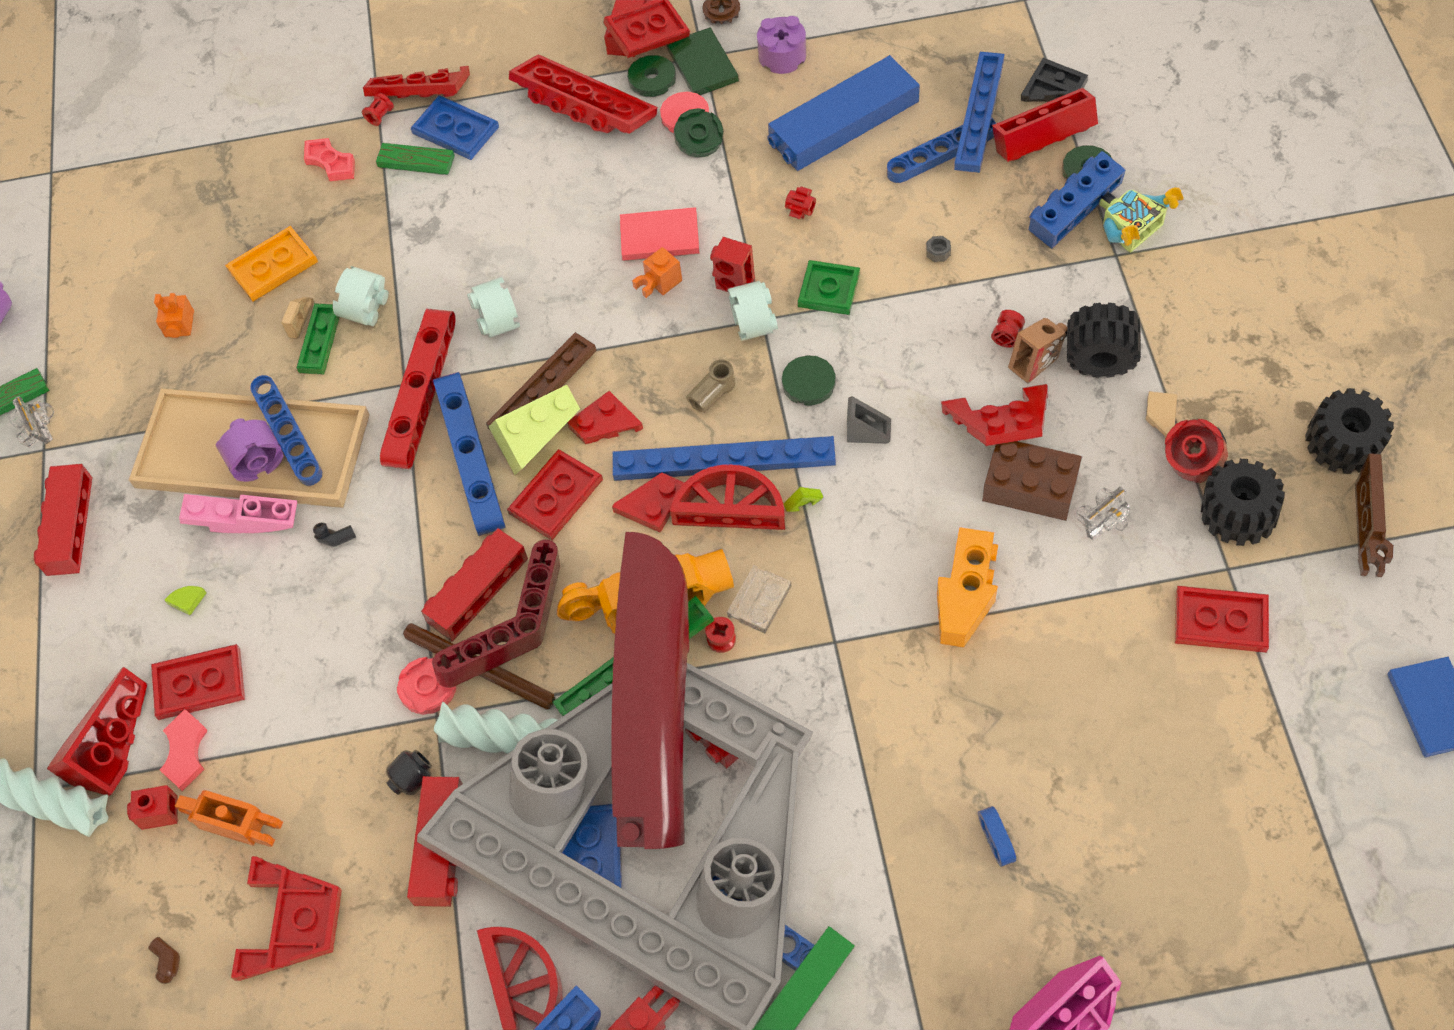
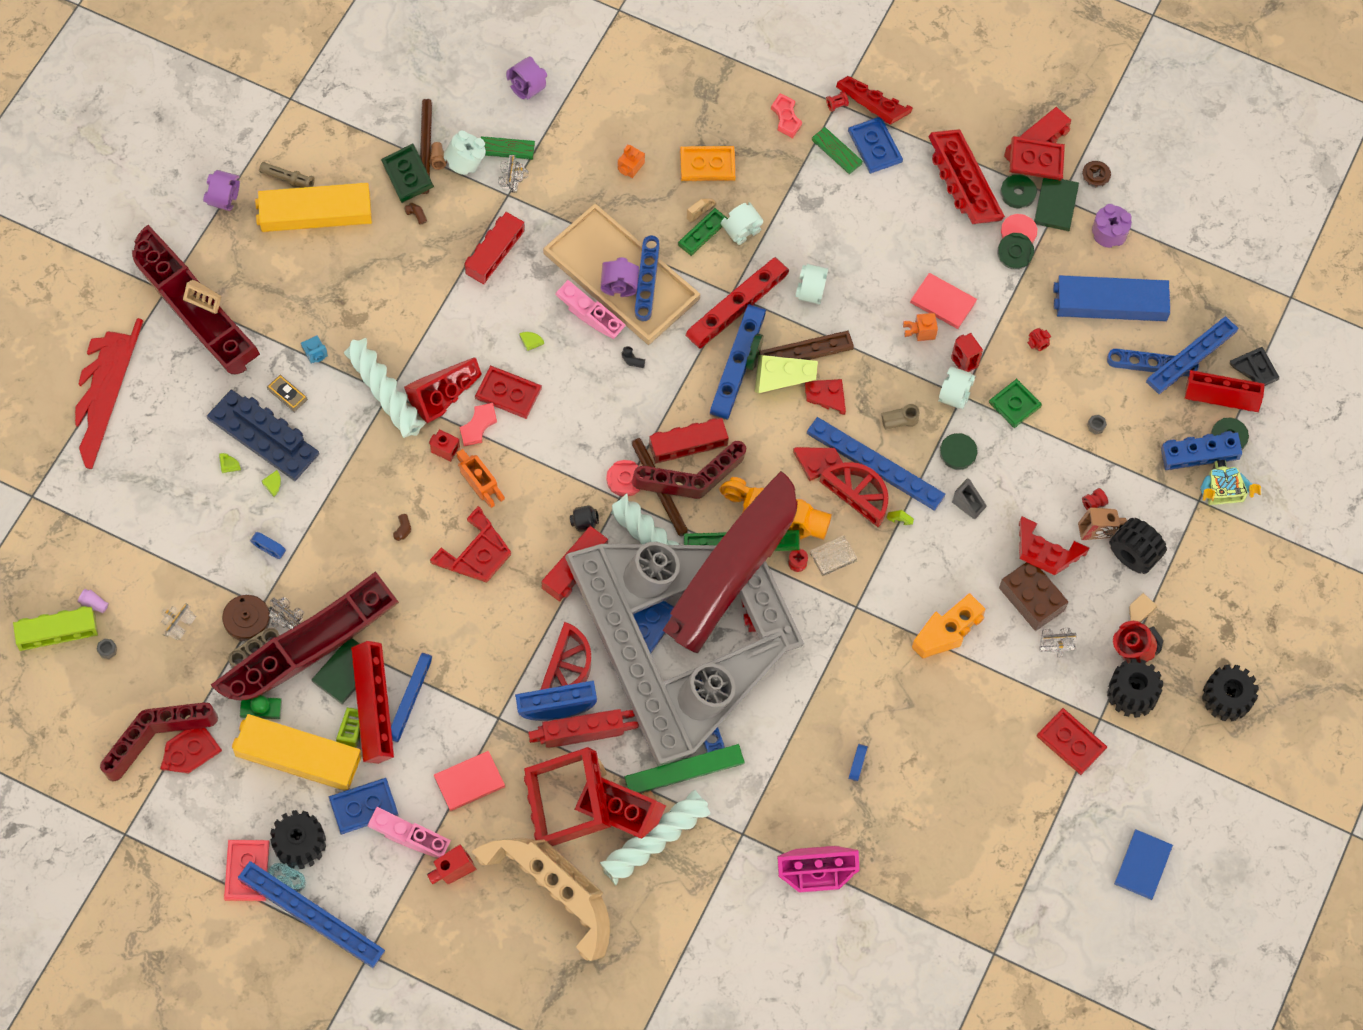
camera: 25 degrees right, 5 degrees up
(480, 426) = (754, 351): none -> dark green tile
(555, 494) = (768, 419): red tile -> none
(1371, 517) = (1182, 761): reddish brown tile -> none

